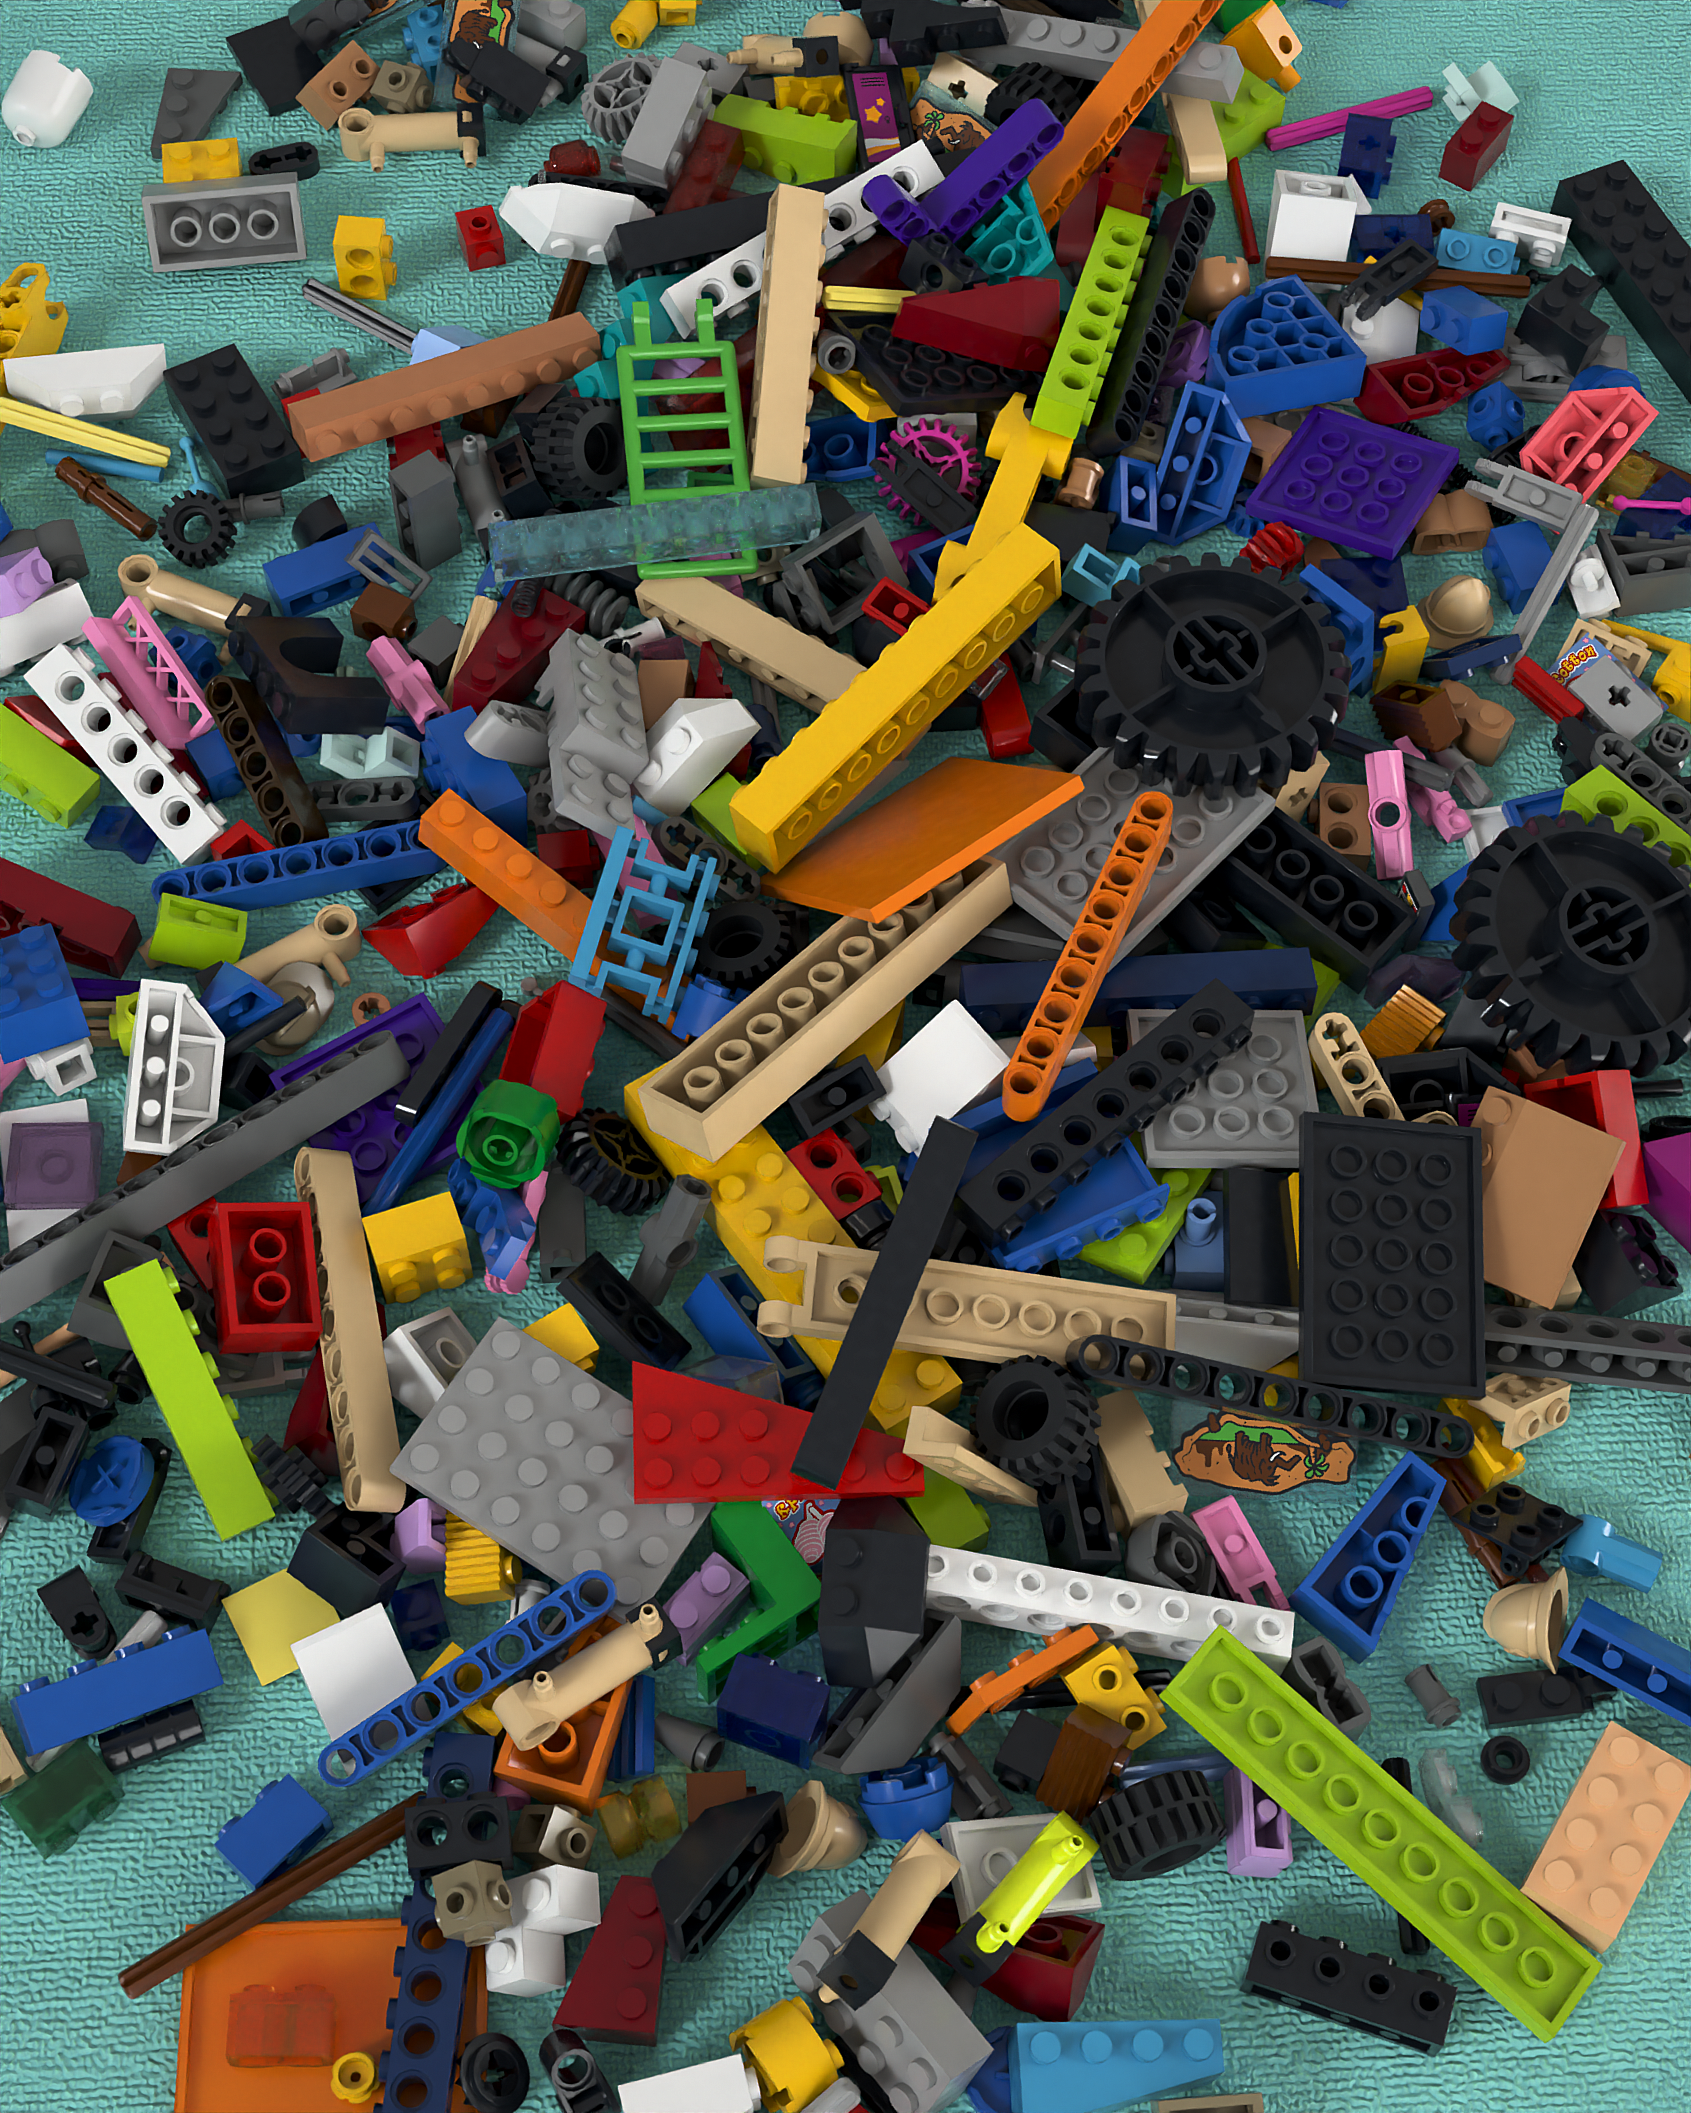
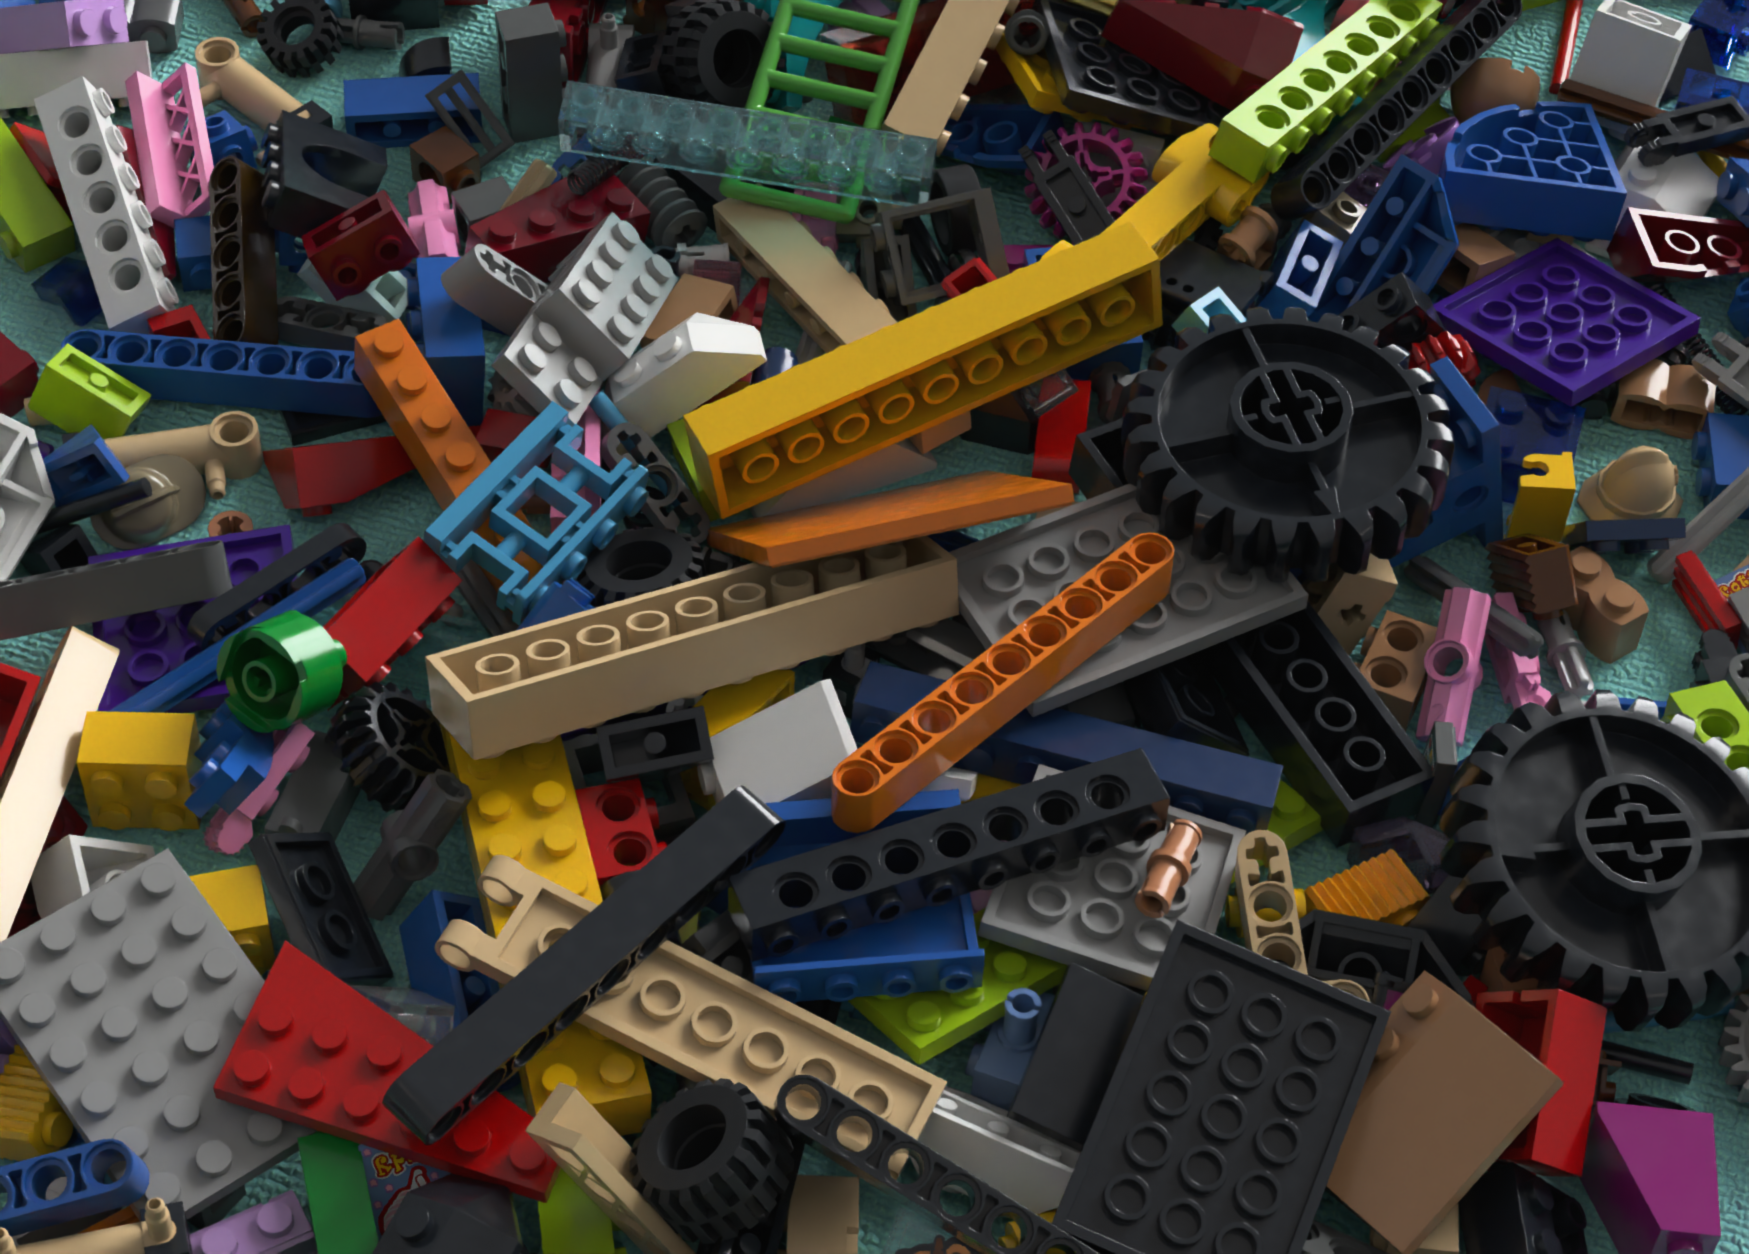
camera: 20 degrees right, 10 degrees down
(374, 726) = (360, 246): none -> dark red brick
(1218, 527) = (1397, 311): none -> black brick
(1266, 1065) = (1168, 868): none -> nougat pin

